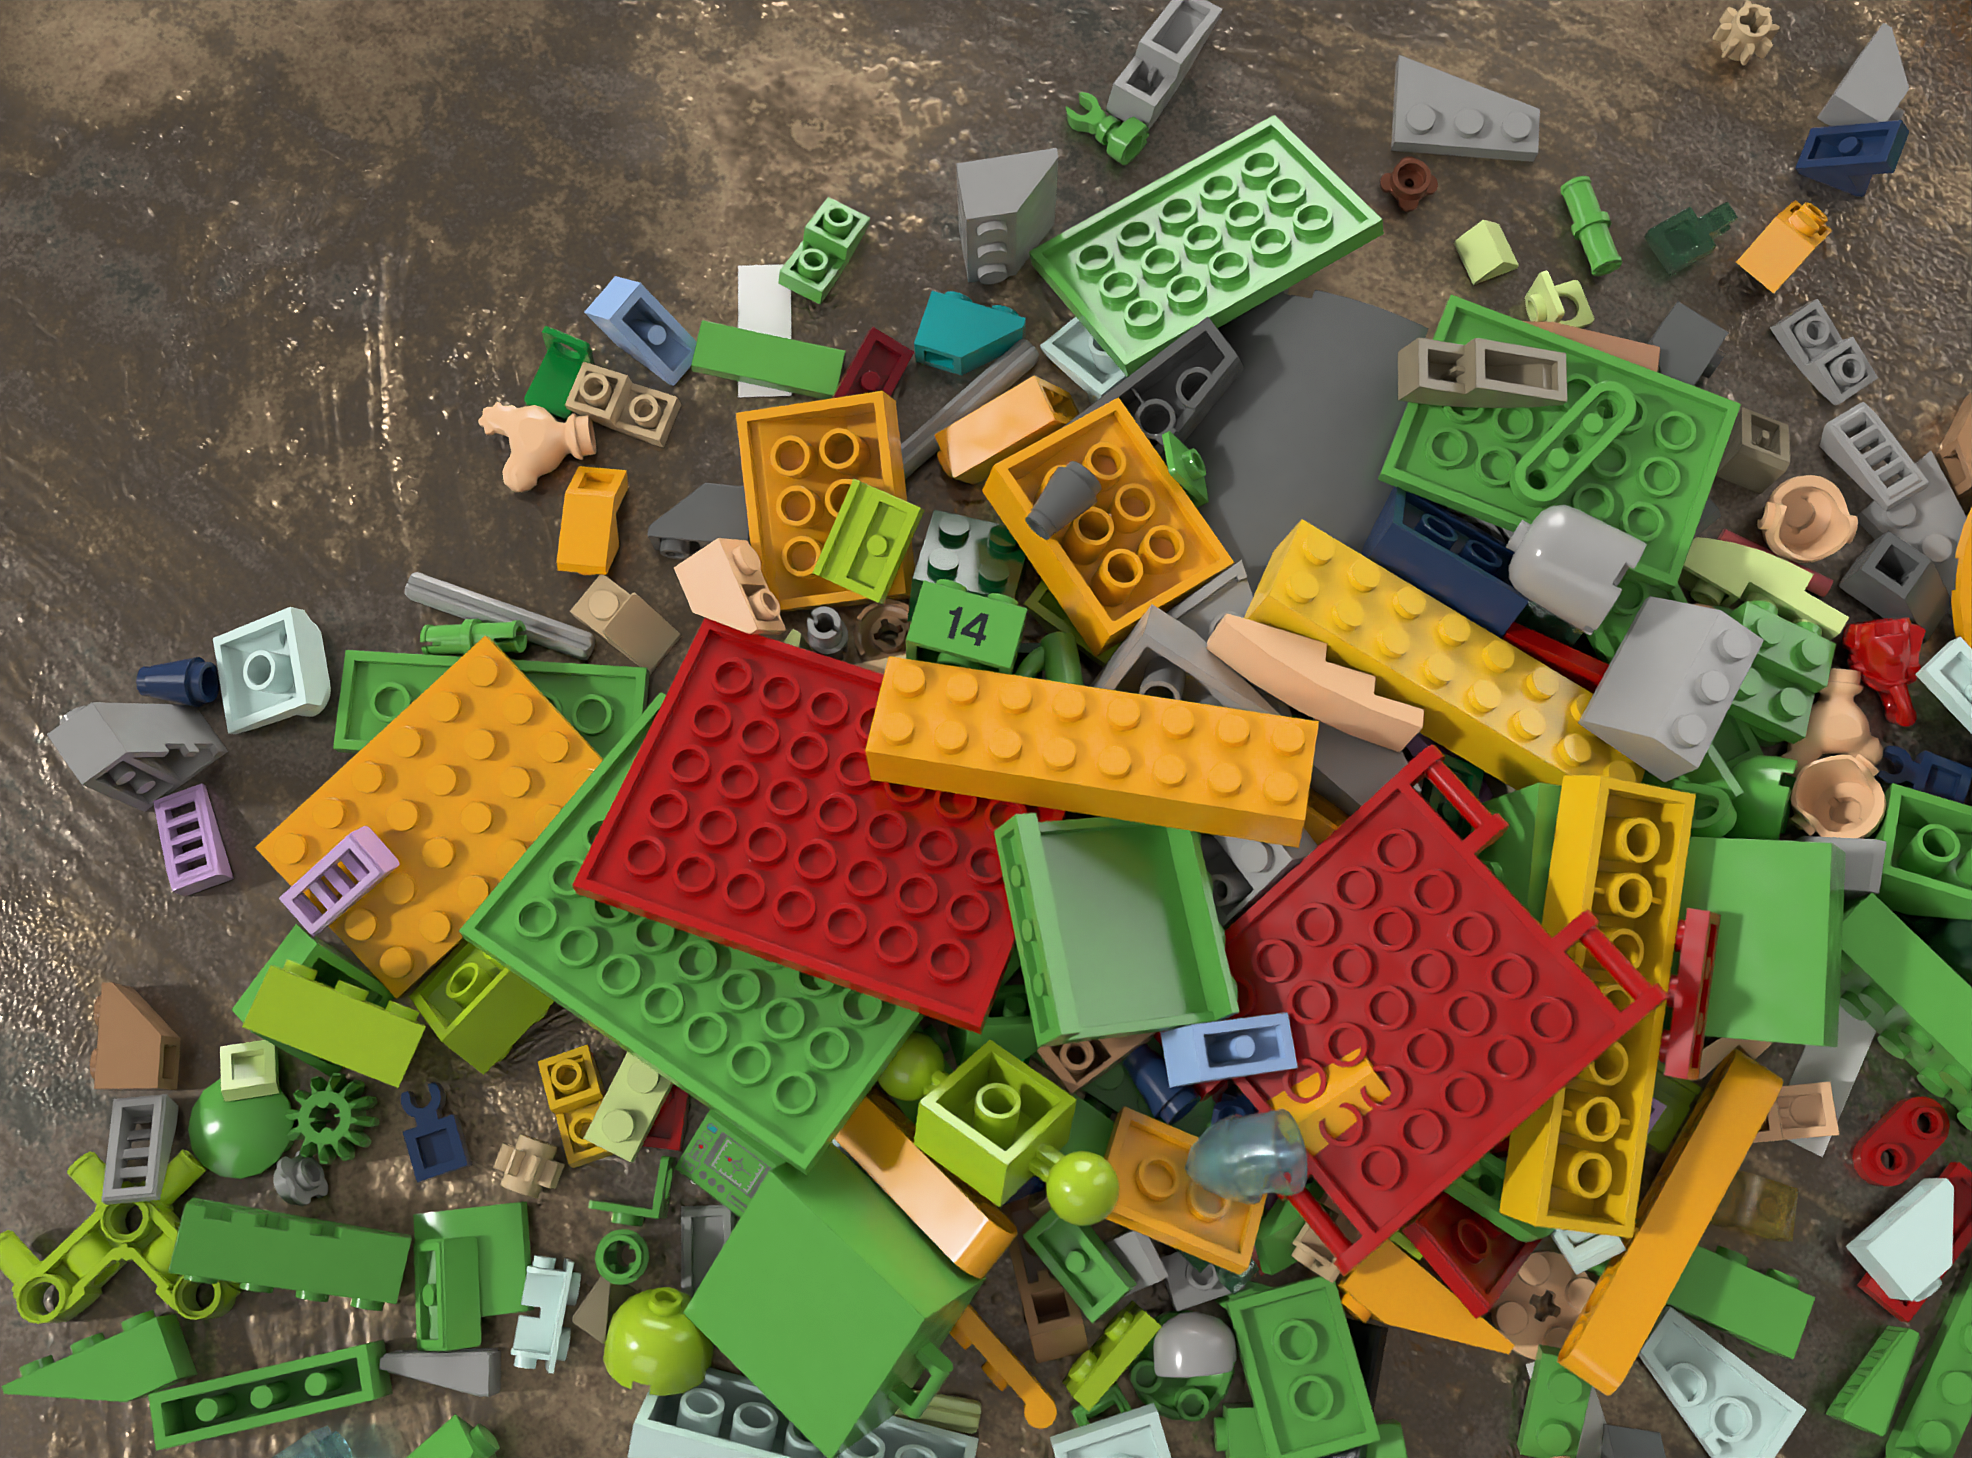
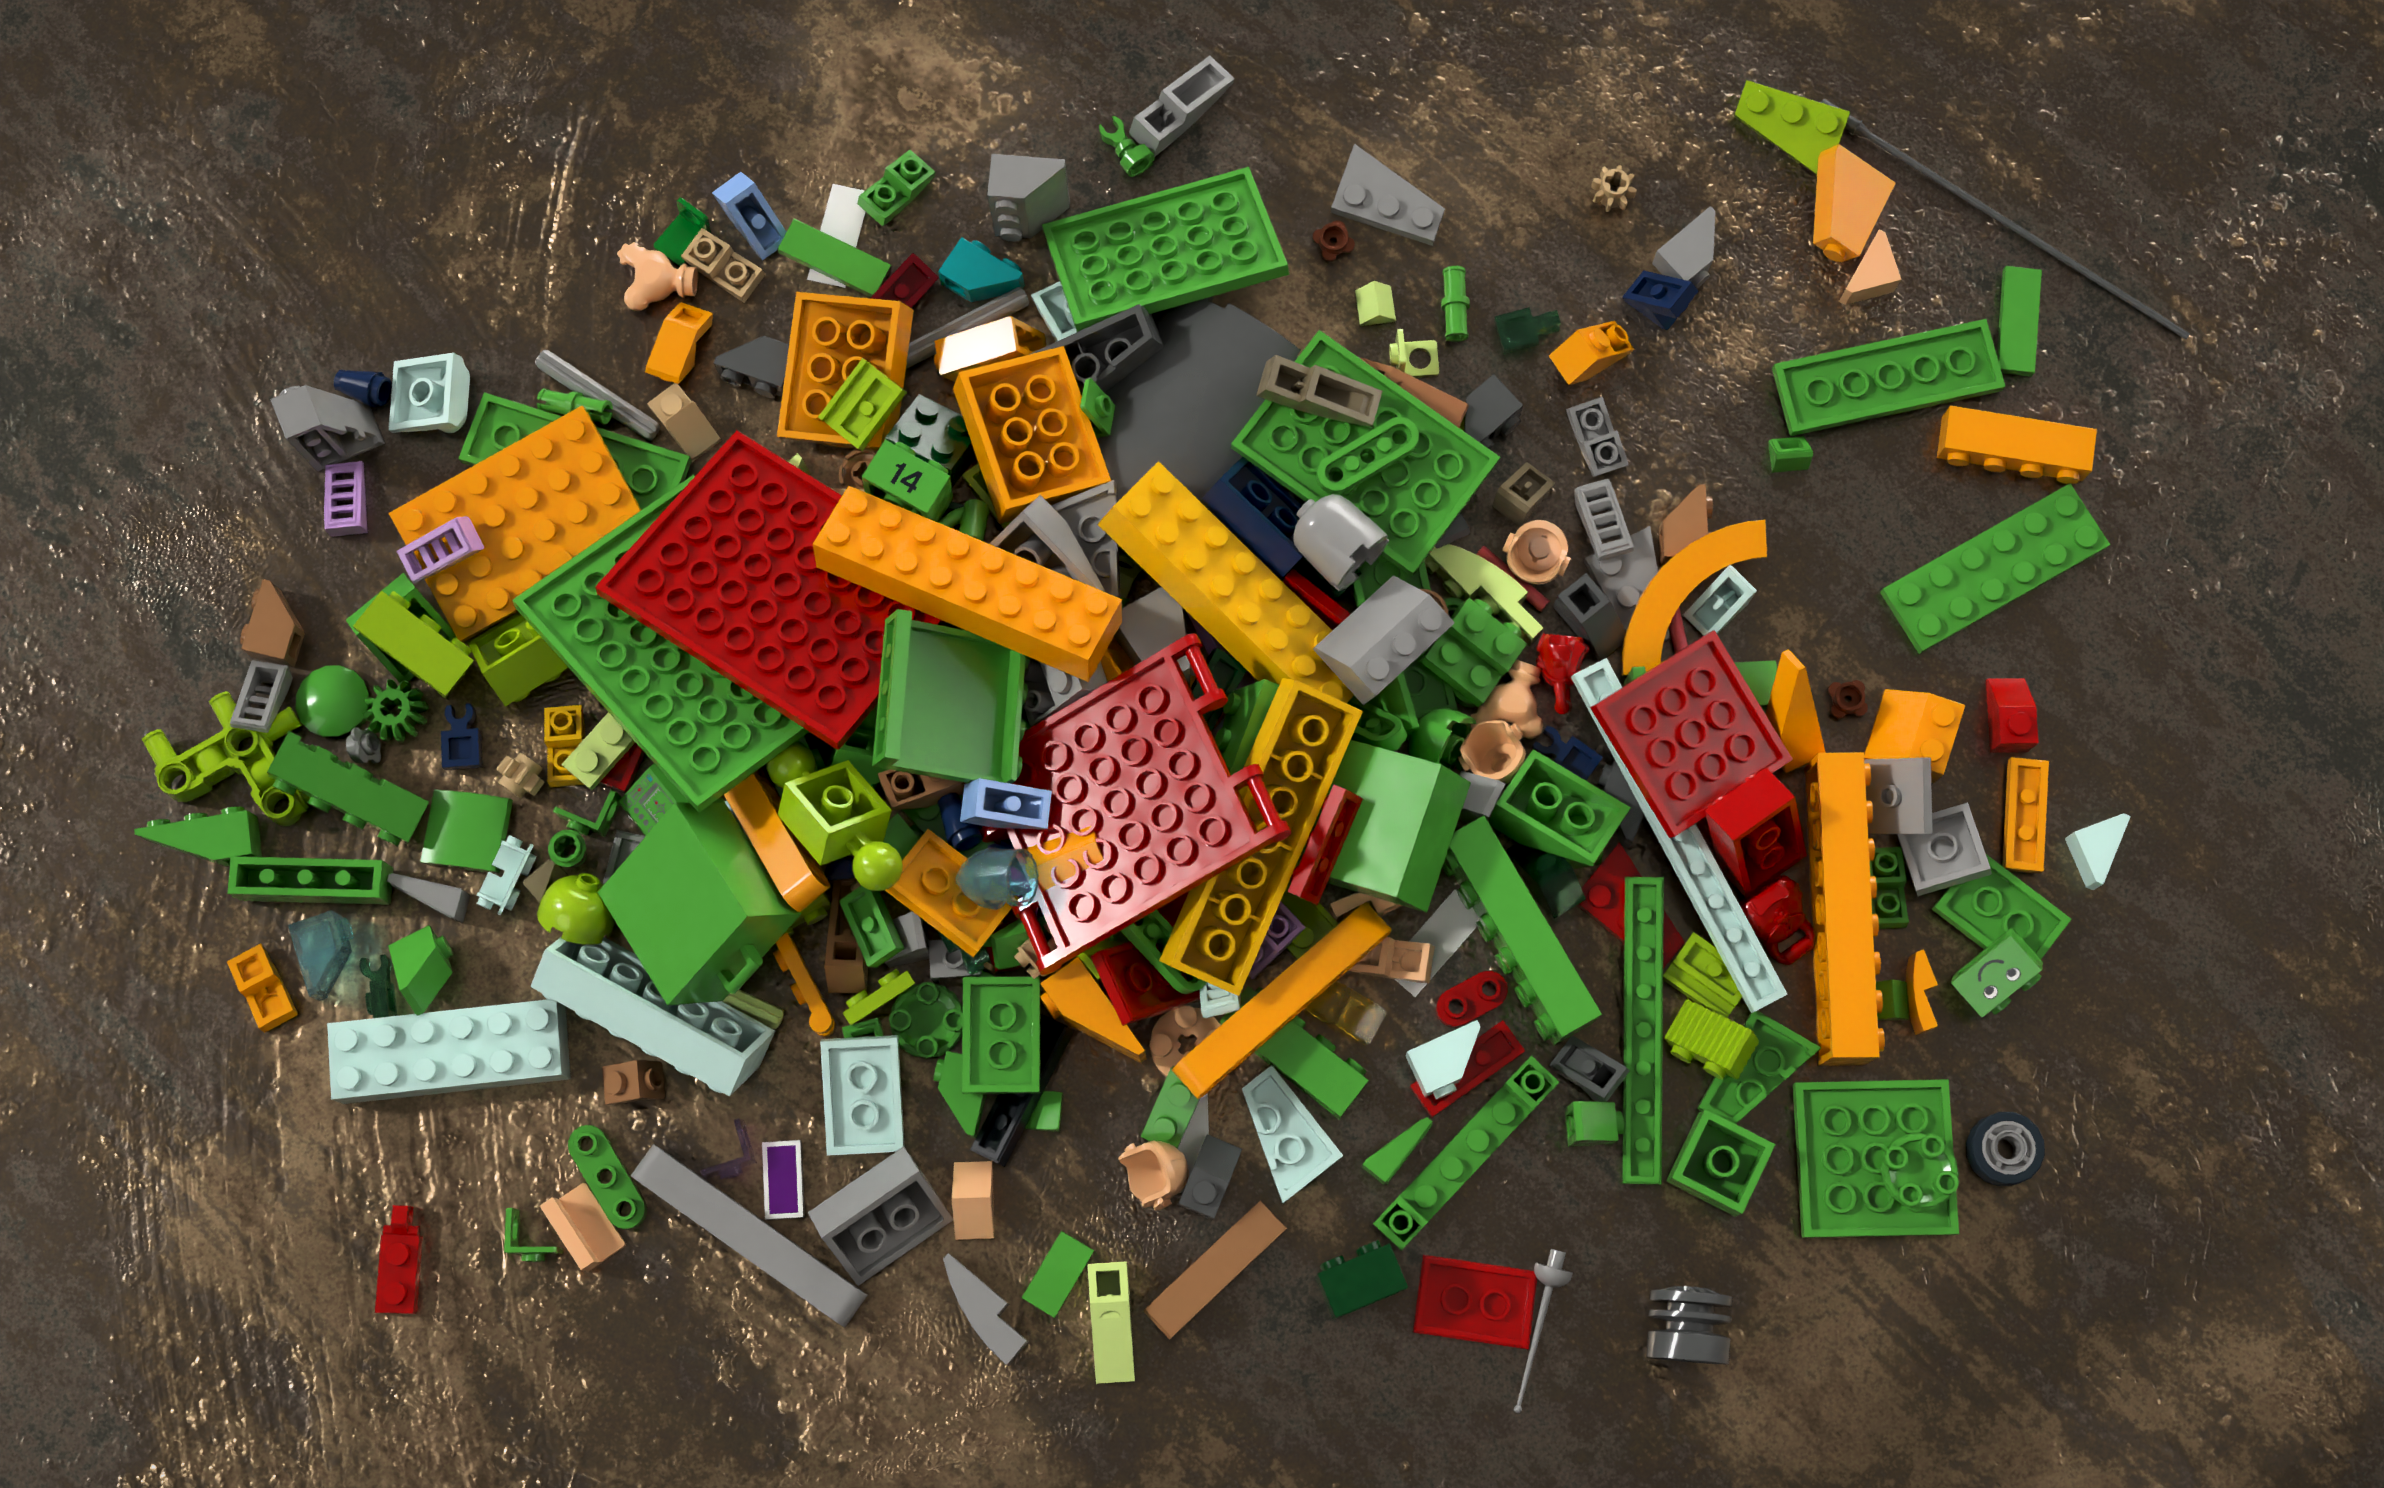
camera: 15 degrees right, 0 degrees up
(249, 1070) = (347, 664): yellowish green tile -> none
(447, 1293) = (444, 844): bright green slope -> none
(728, 587) = (760, 413): light nougat slope -> none
(827, 633) = (820, 463): light grey pin -> none
(1065, 498) = (997, 408): dark grey cone -> none
(1194, 1346) = (933, 999): light grey hair -> none
(1297, 674) = (1124, 567): light nougat slope -> none

